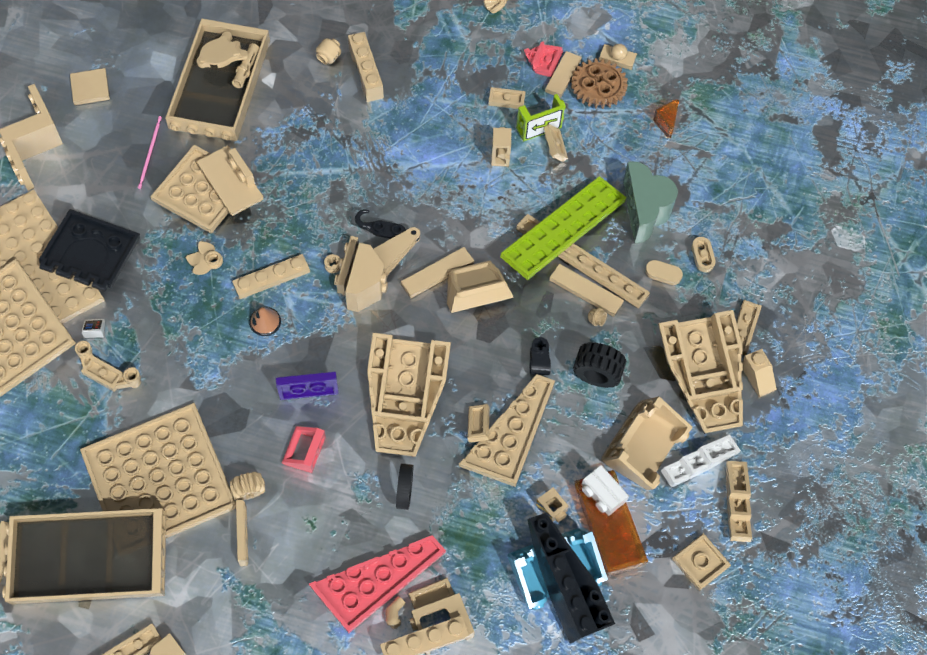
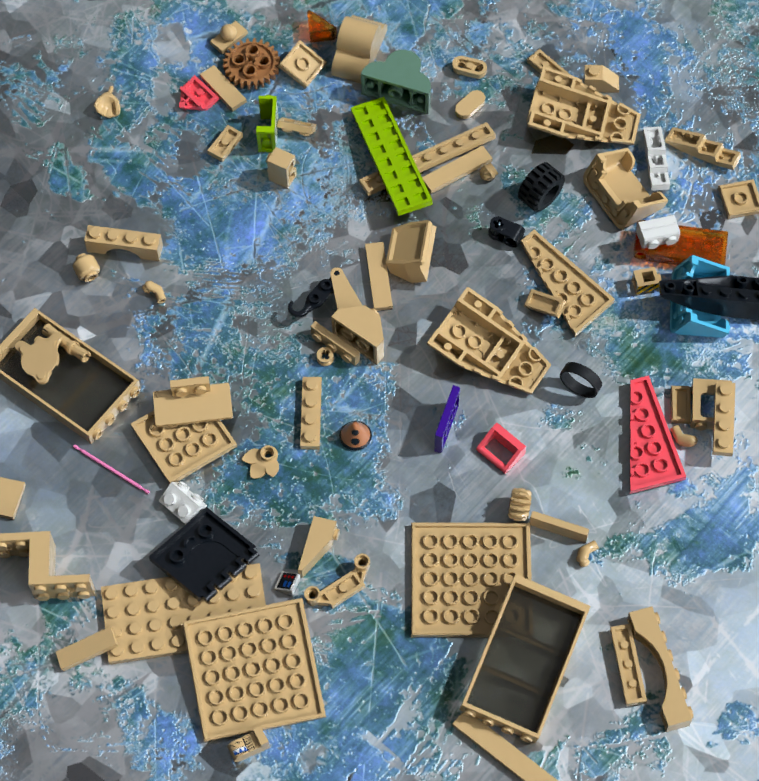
camera: 60 degrees left, 0 degrees up
(139, 214) = (182, 501): none -> white bracket
(141, 333) = (319, 541): none -> tan slope
(226, 567) = (584, 551): none -> tan arm
(335, 105) = (151, 286): none -> tan arm
(622, 120) = (302, 64): none -> tan tile
(669, 151) = (357, 46): none -> tan brick

